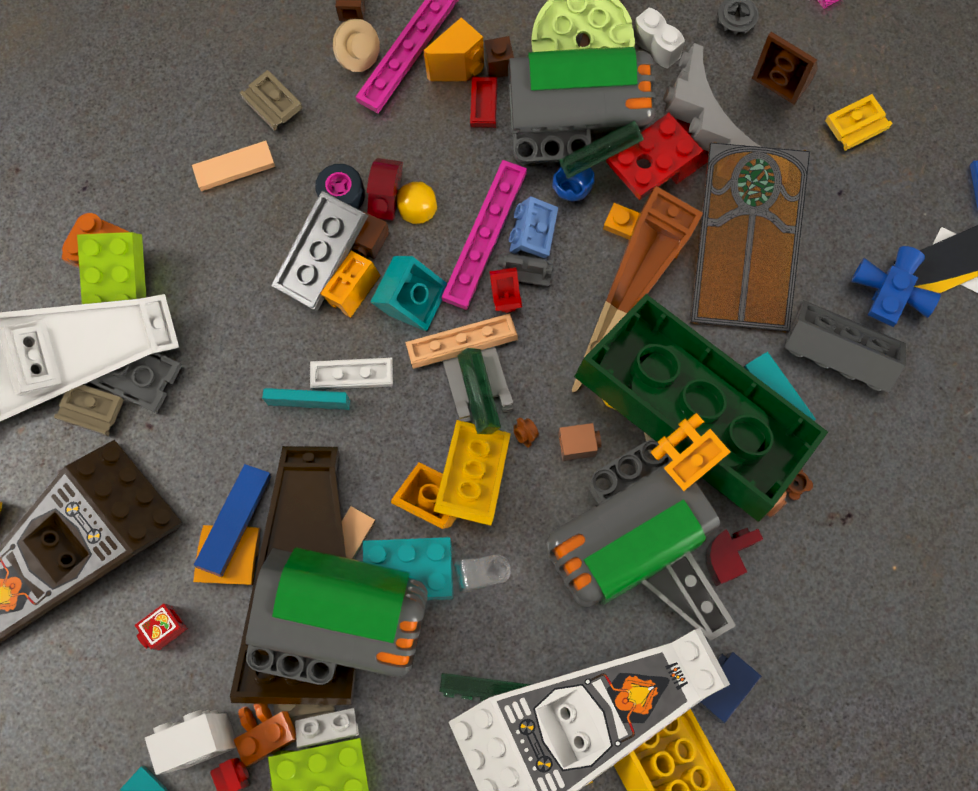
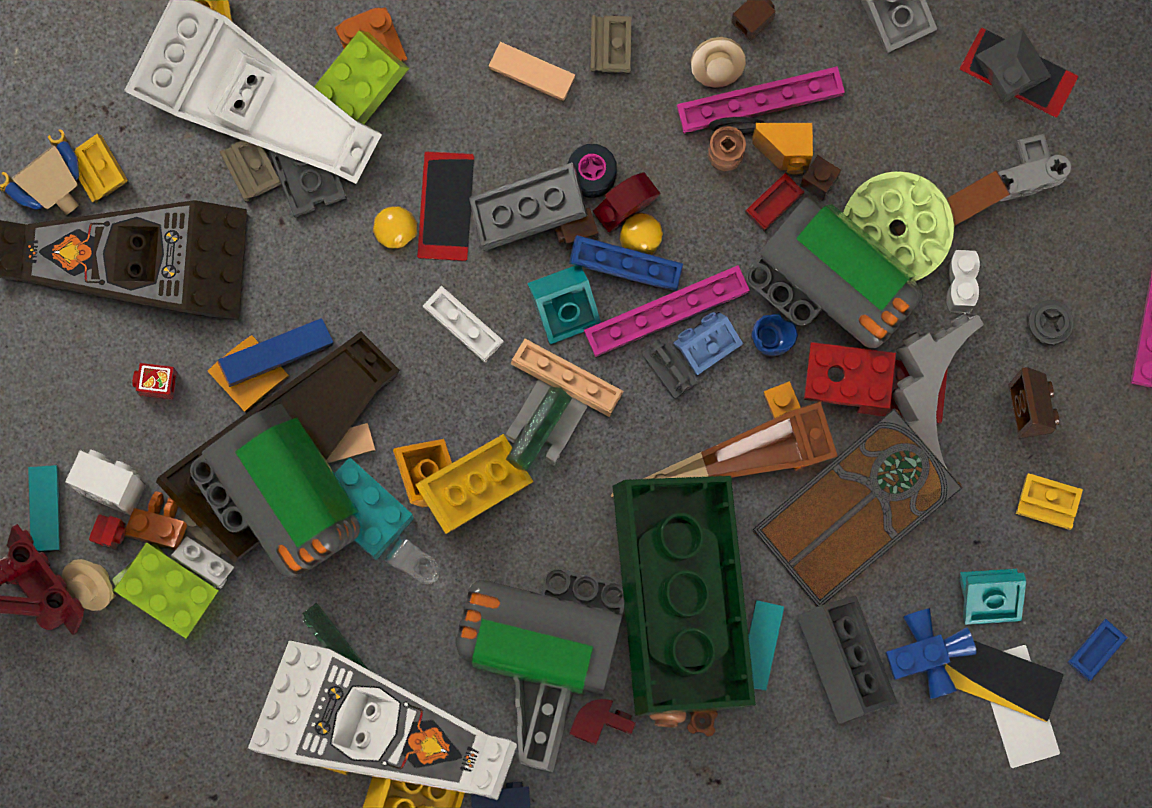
camera: 40 degrees right, 5 degrees up
(236, 353) = (394, 227): none -> yellow hair
(260, 307) = (445, 206): none -> black sticker
(306, 398) = (411, 312): teal tile -> none
(351, 283) = (527, 254): light orange hinge -> none
(397, 73) = (713, 125): none -> black piece
(418, 93) = (726, 148): none -> nougat wheel
(425, 227) = (626, 263): none -> blue tile
(505, 290) = (636, 371): red bracket -> none
(525, 431) = (544, 491): dark orange plate -> none
(579, 441) = (575, 536): nougat brick -> none
(601, 149) = (811, 333): clear green piece -> none
(697, 458) = (629, 627): light orange plate -> none
(892, 211) = (993, 596): none -> teal bracket

